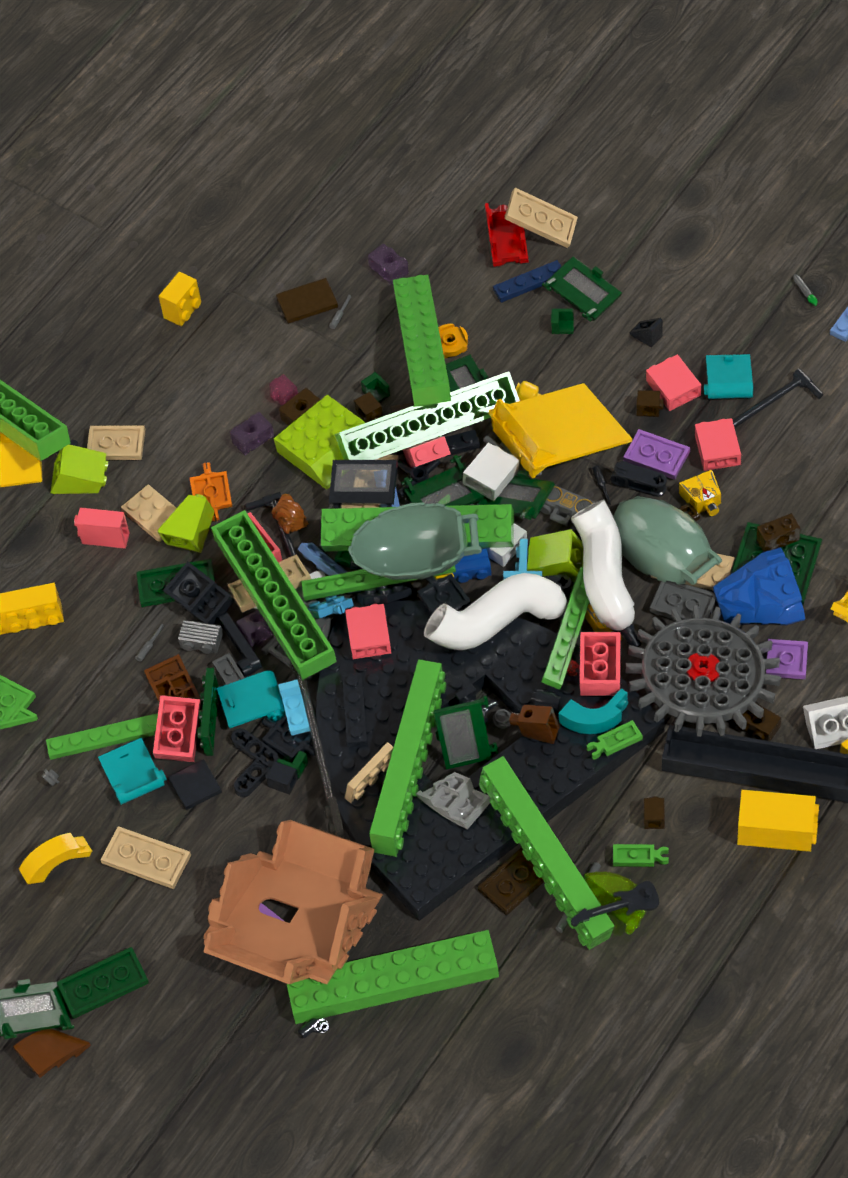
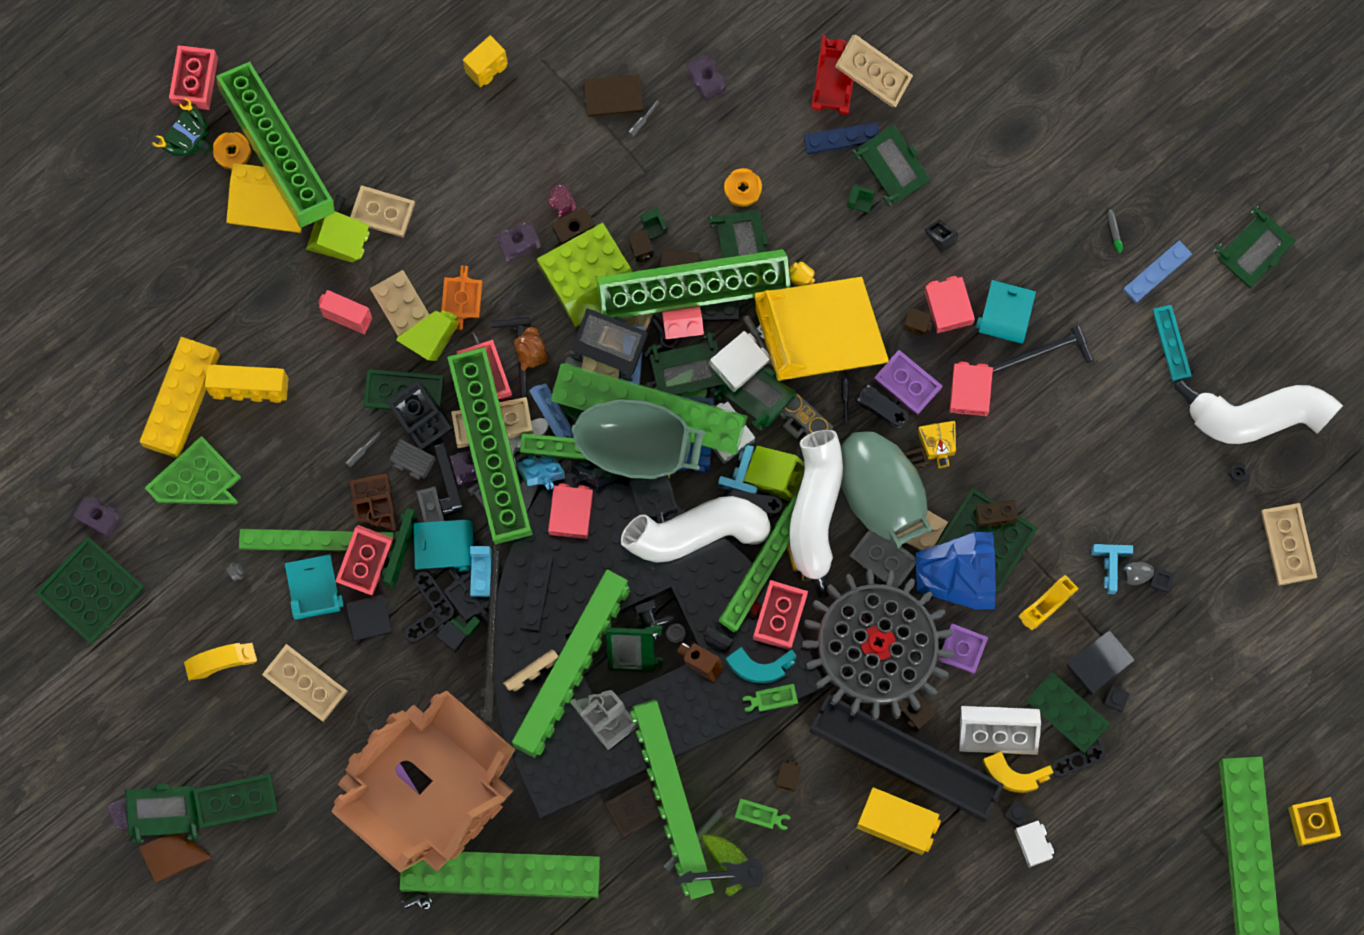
camera: 10 degrees right, 20 degrees up
(421, 341) = (711, 191): bright green brick -> none

